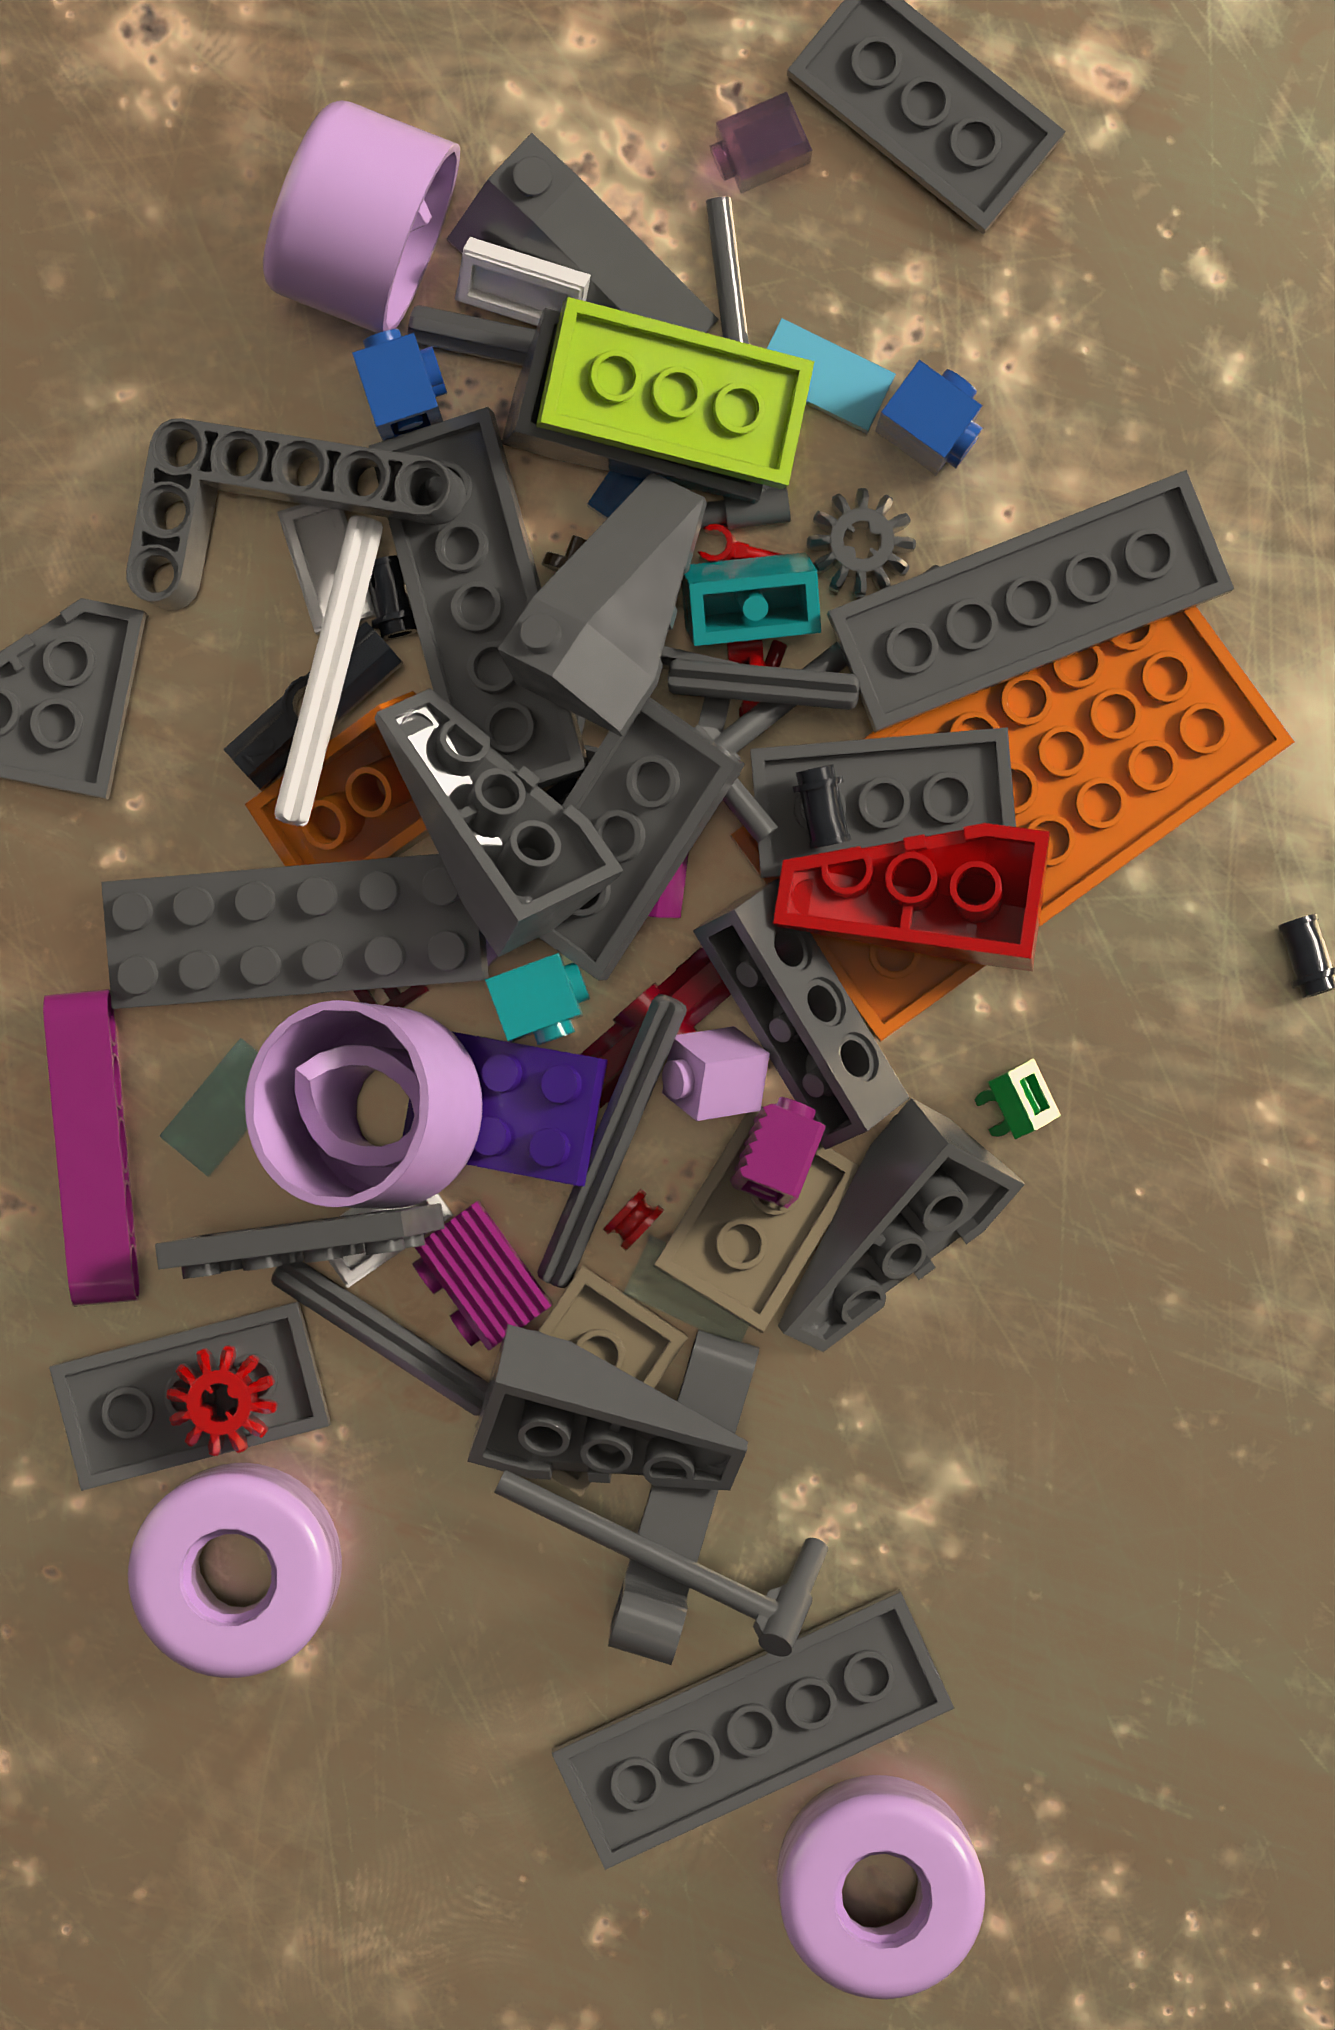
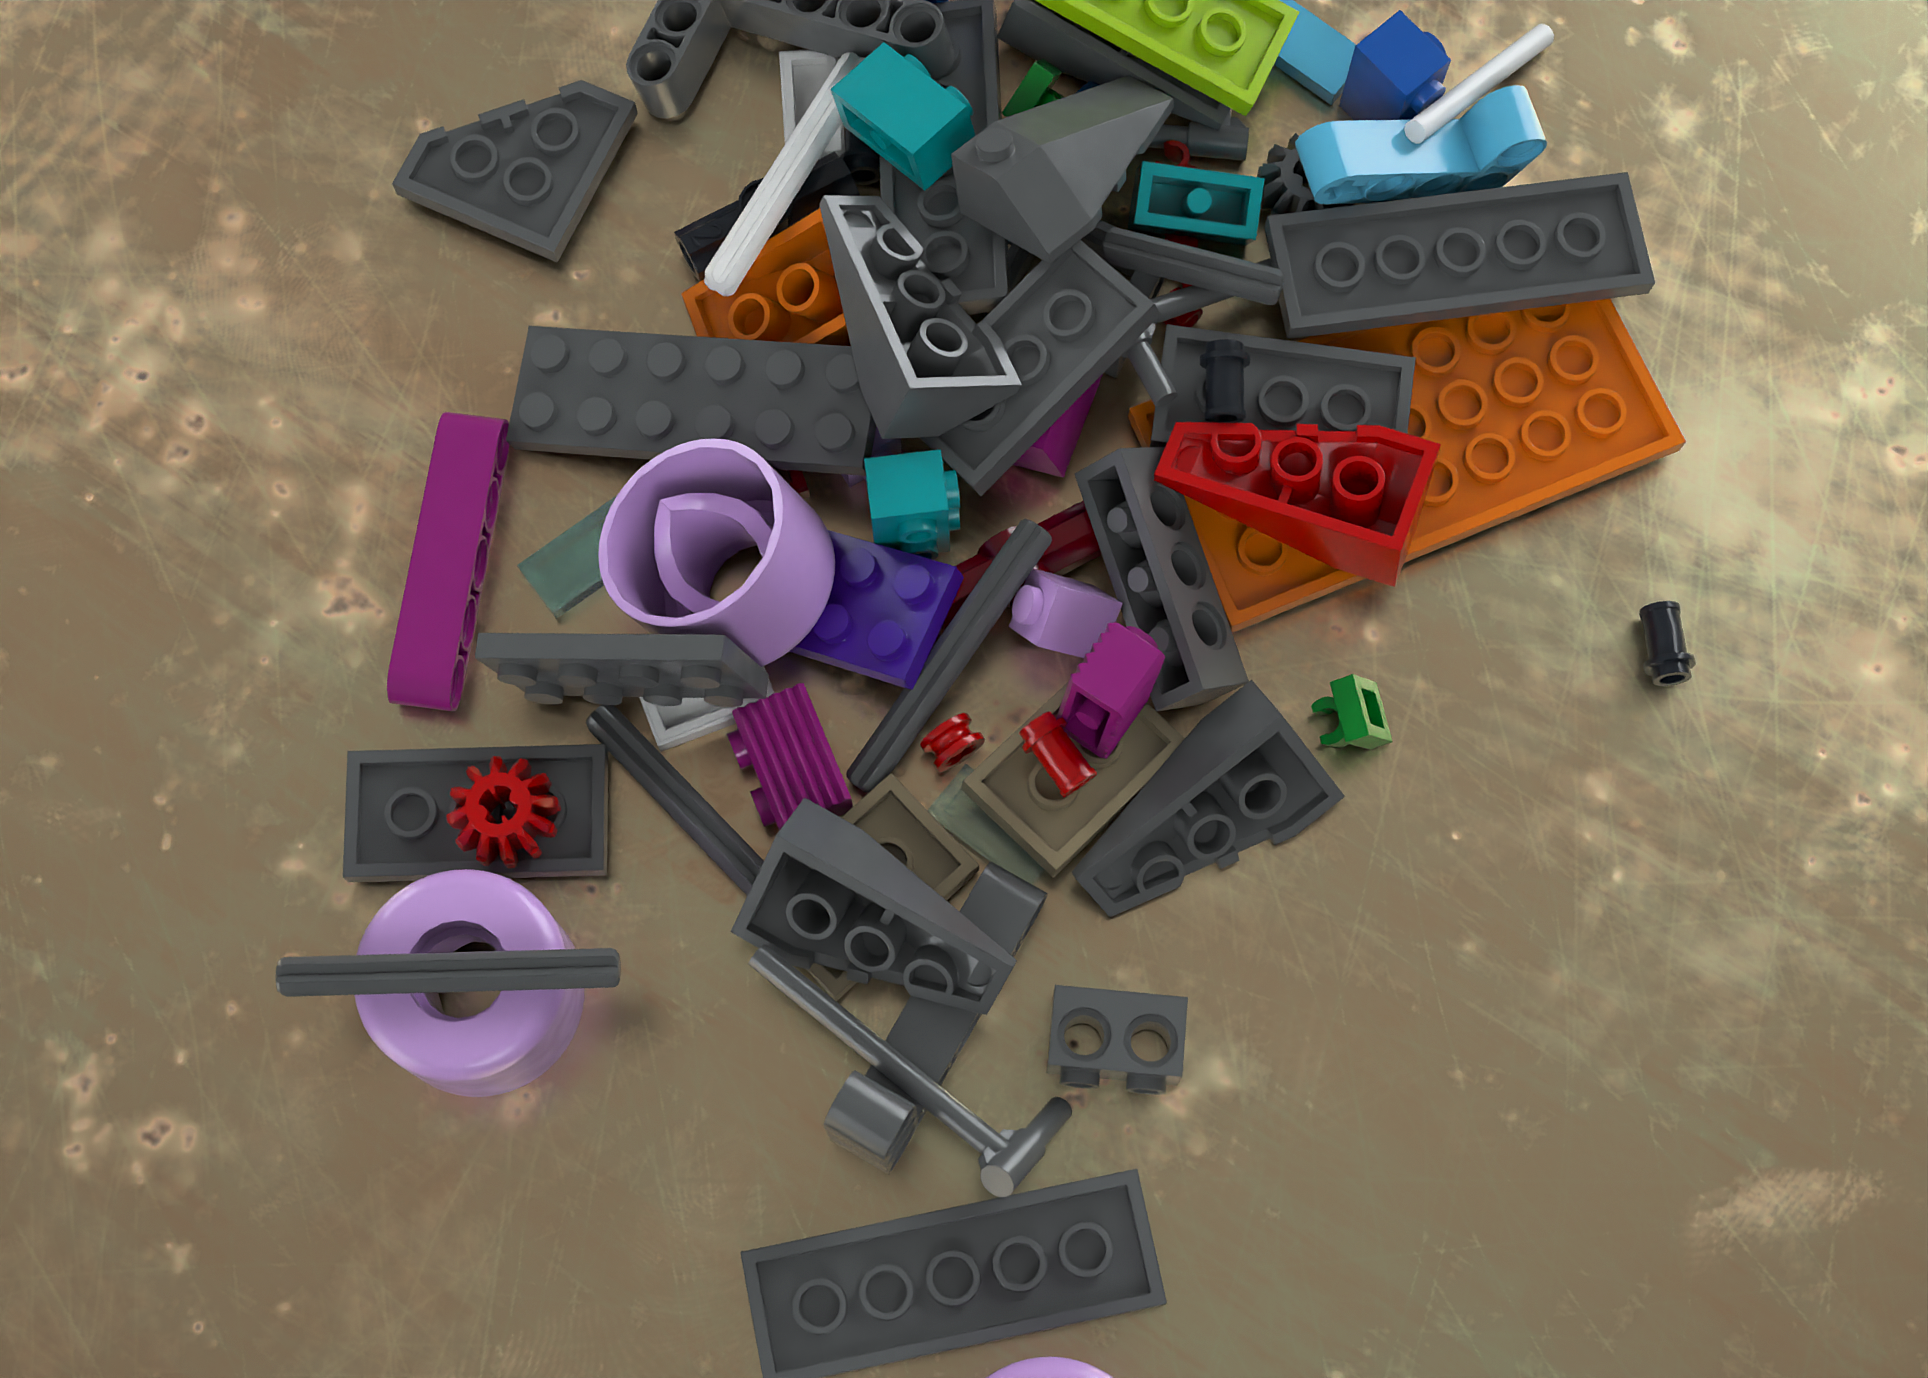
camera: 15 degrees right, 15 degrees down
(224, 1585) = (448, 972): none -> dark grey axle
(435, 589) = (904, 114): none -> teal brick
(563, 511) = (1034, 89): none -> green tile
(739, 1220) = (1057, 753): none -> red pin
(853, 1455) = (1117, 1018): none -> dark grey brick
(970, 498) = (1380, 164): none -> medium azure beam
(1017, 397) = (1478, 83): none -> white bar

